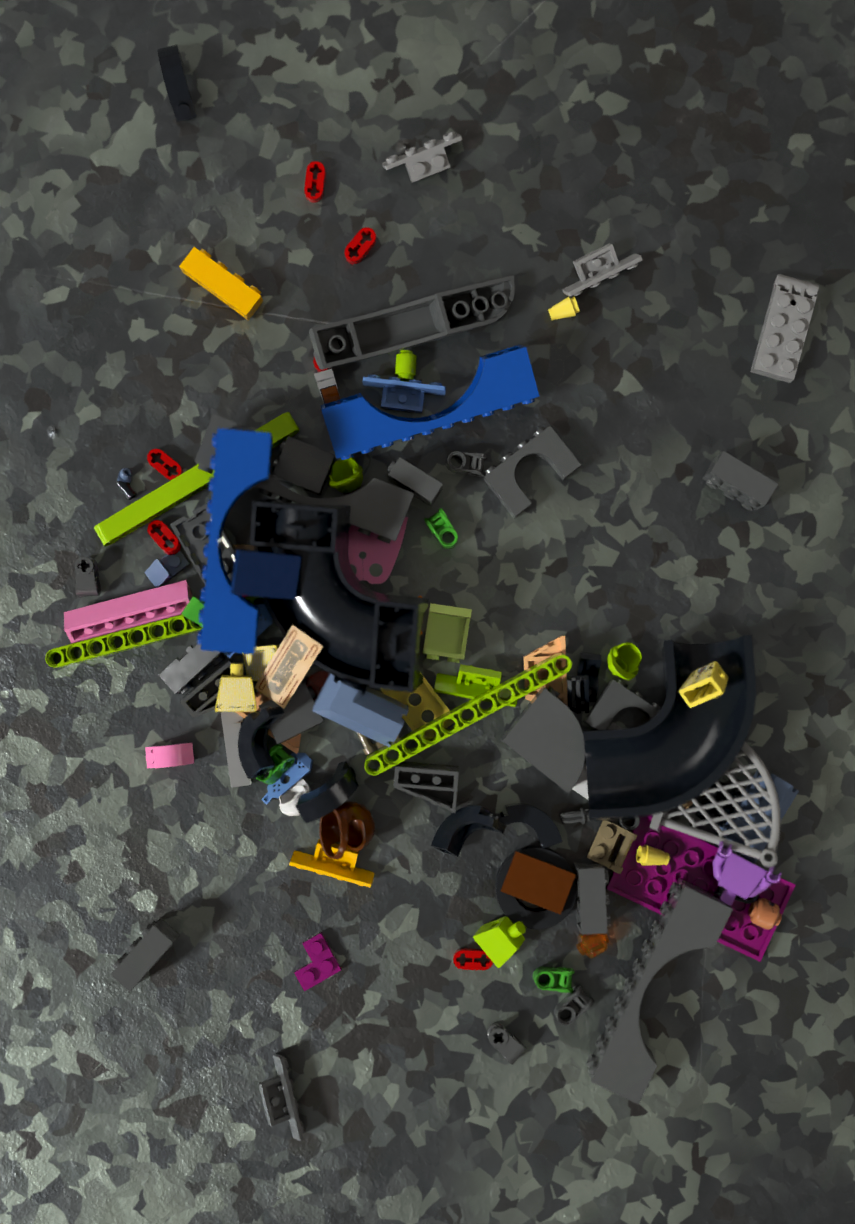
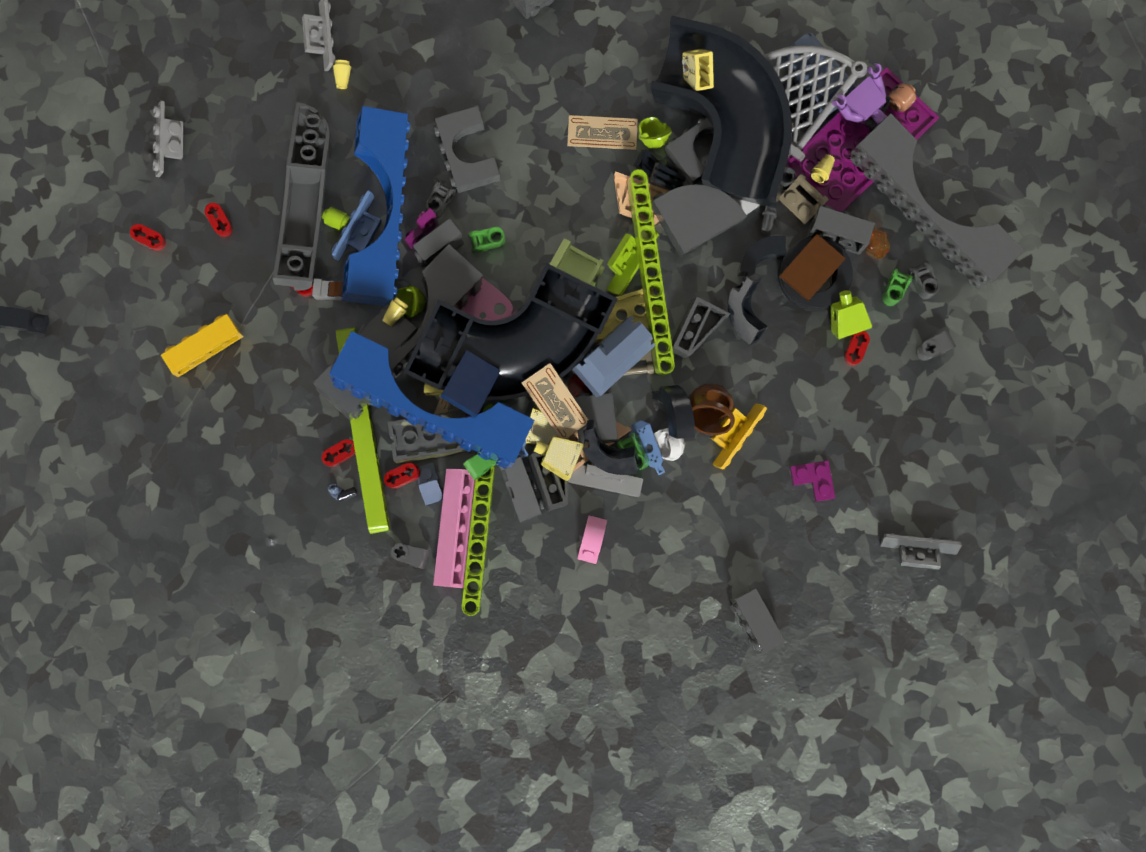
camera: 70 degrees left, 5 degrees down
(327, 465) = (395, 311): none -> light yellow cone
(431, 459) = (426, 224): none -> magenta plate
(607, 606) = (602, 132): none -> tan sticker

